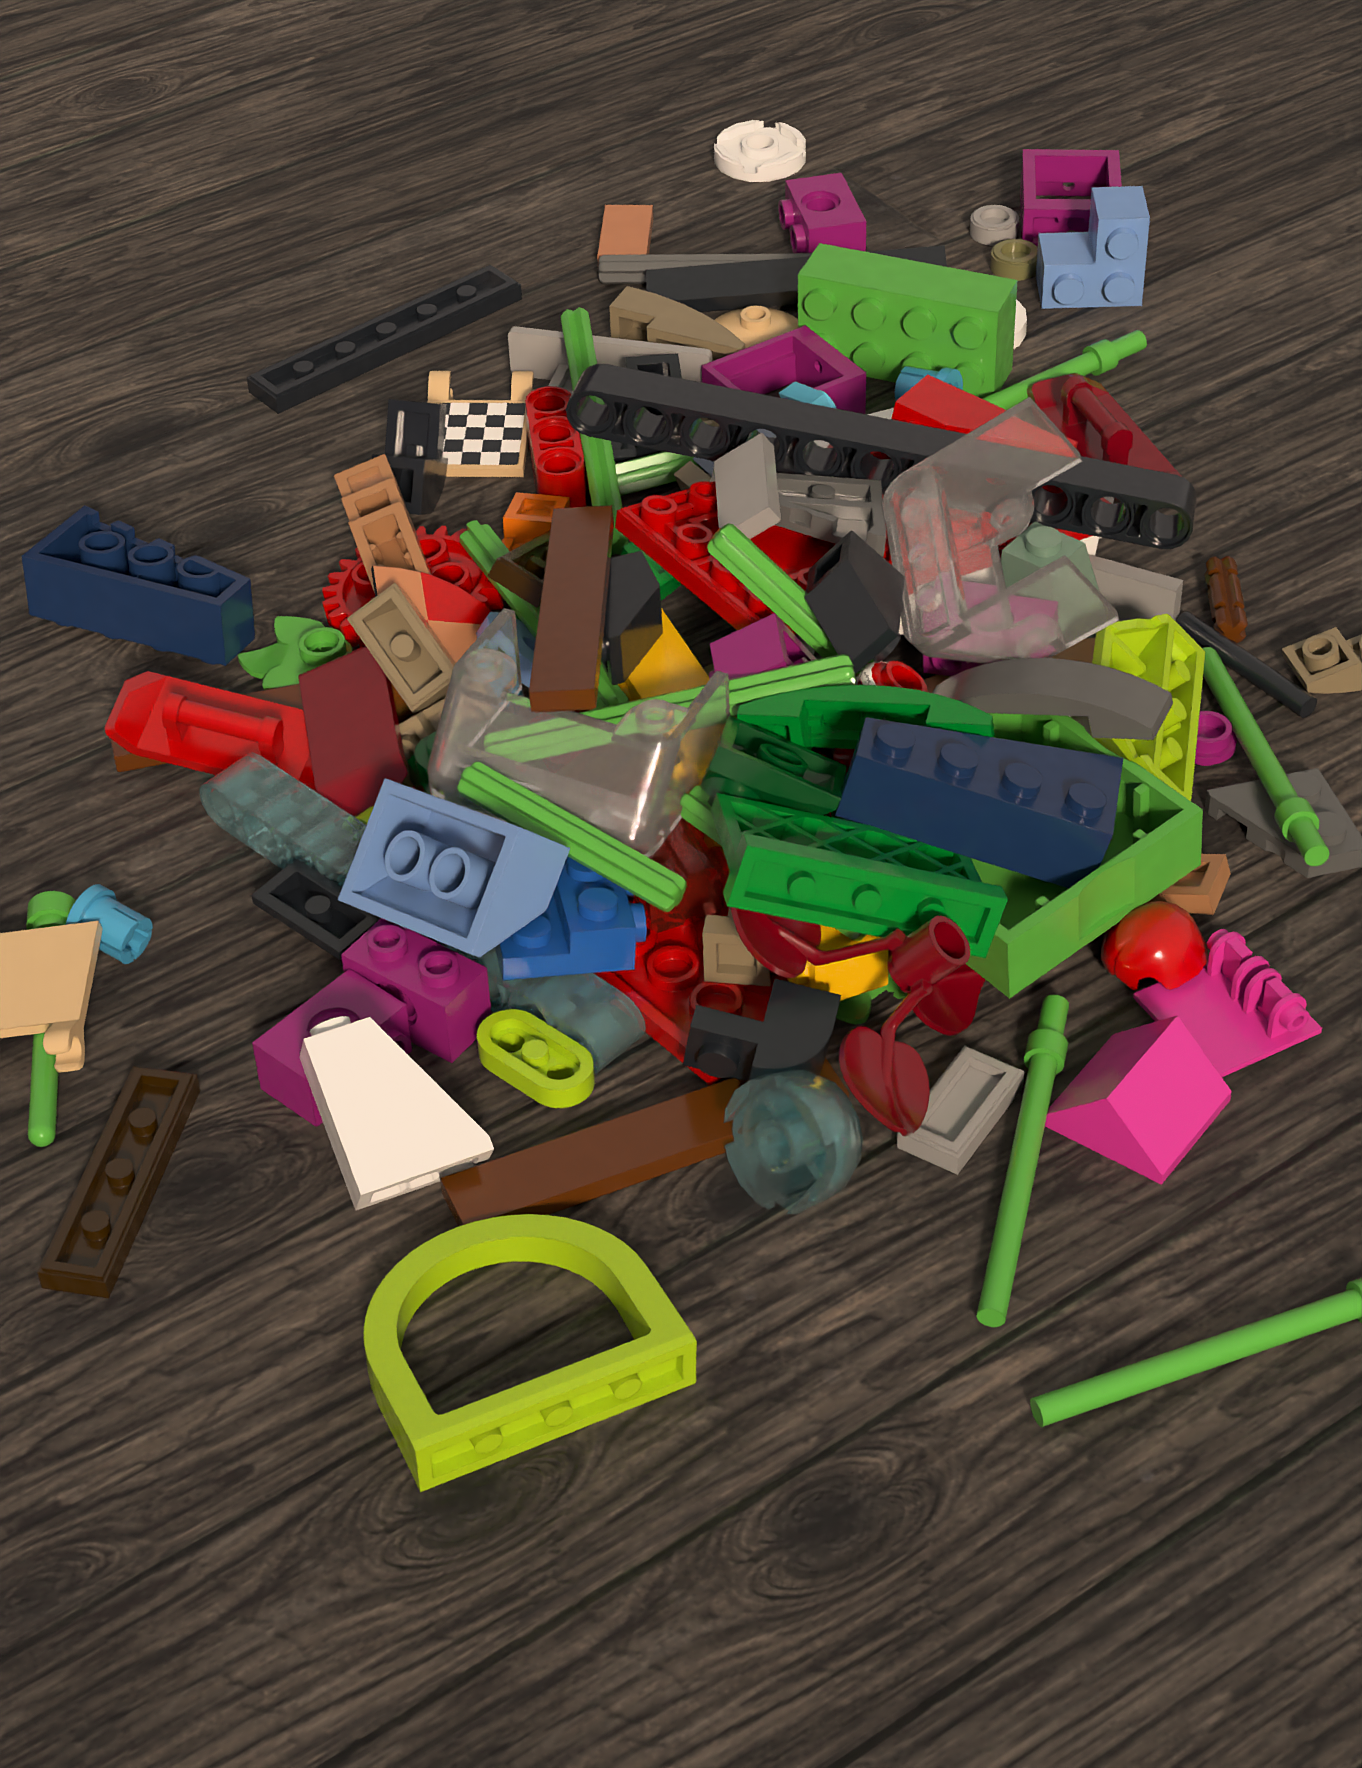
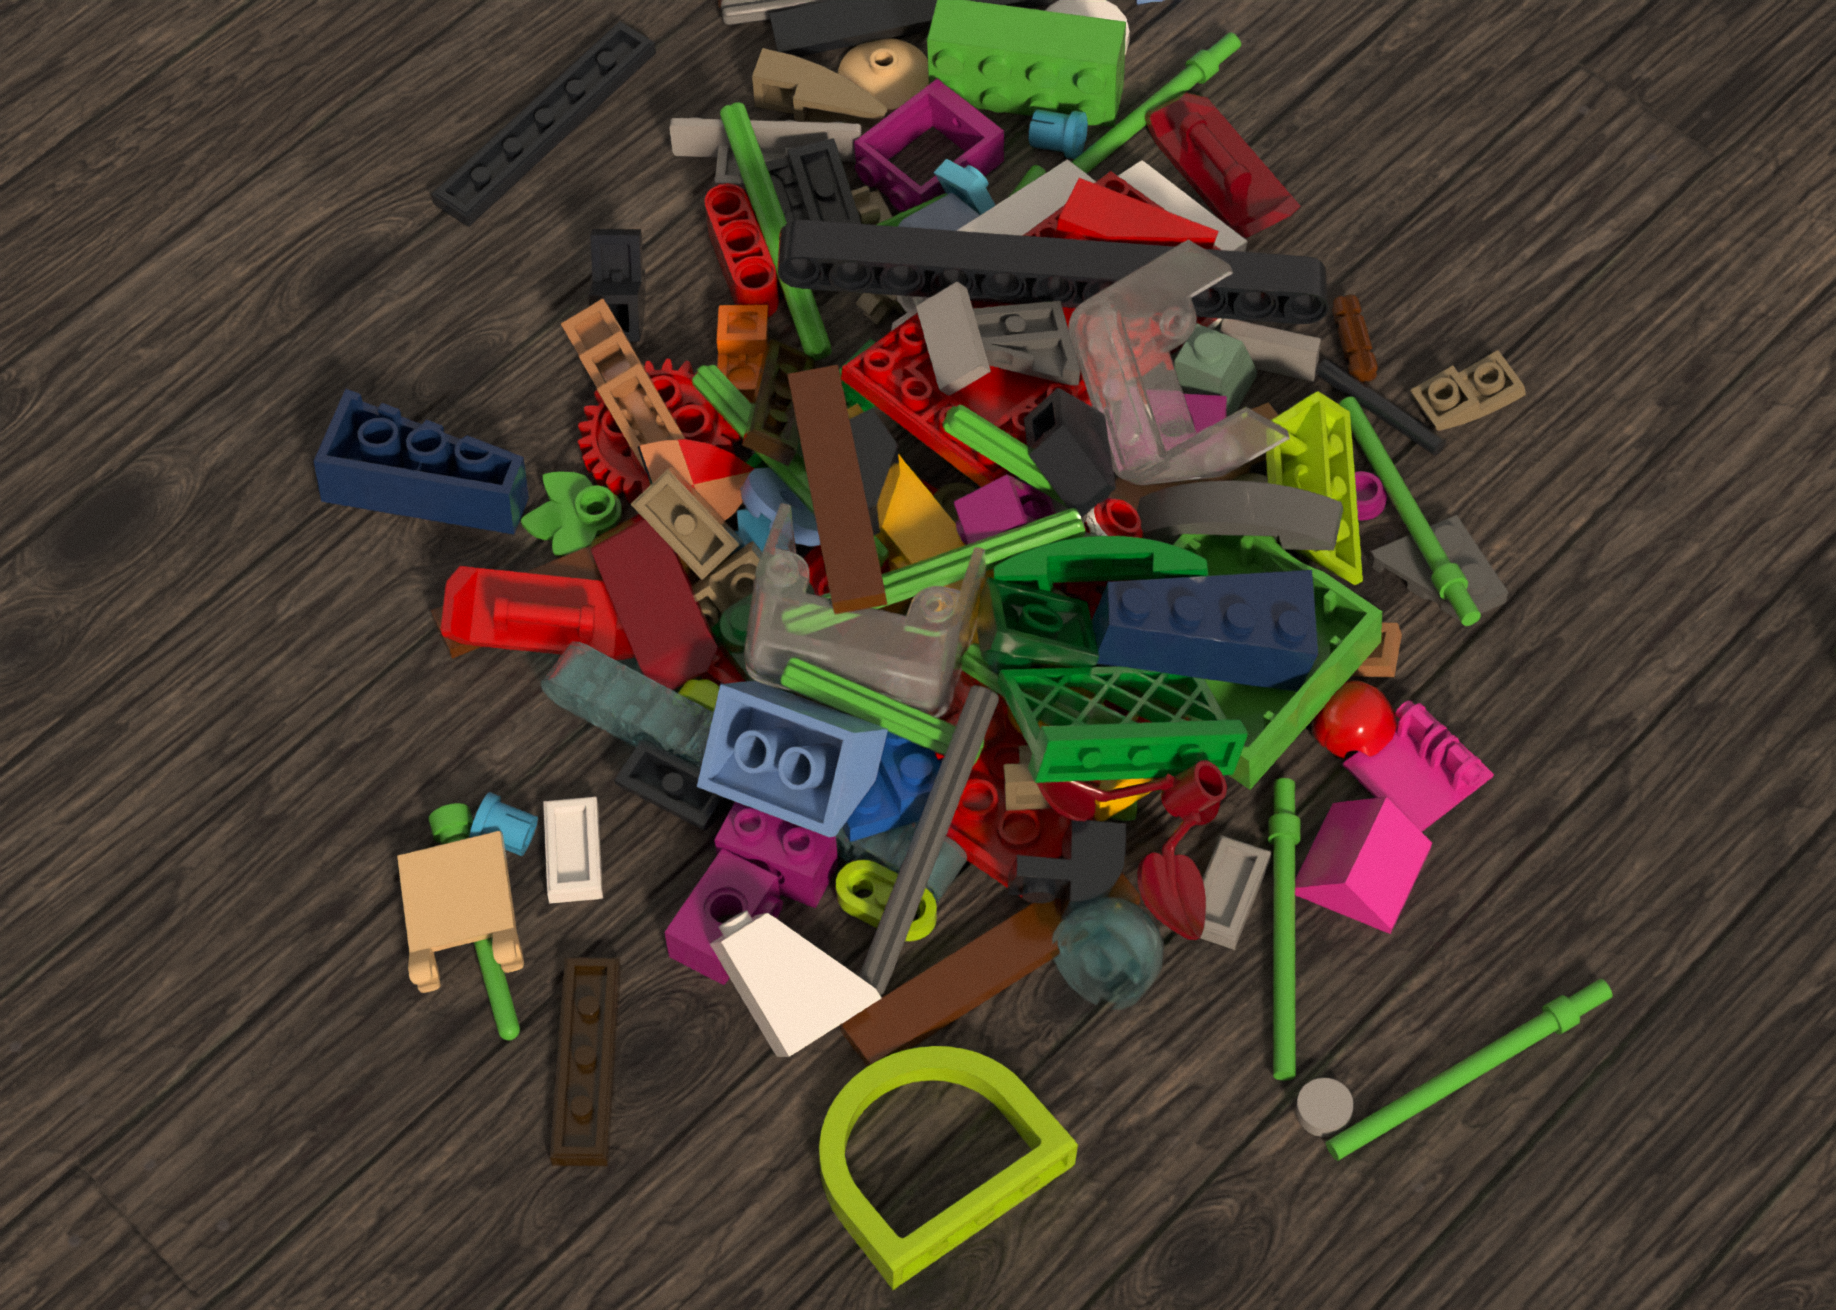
camera: 10 degrees left, 15 degrees up
(184, 965) = (573, 850): none -> white tile
(484, 435) = (670, 224): flag -> none
(593, 978) = (928, 837): none -> dark grey axle
(1036, 1359) = (1324, 1107): none -> light grey tile

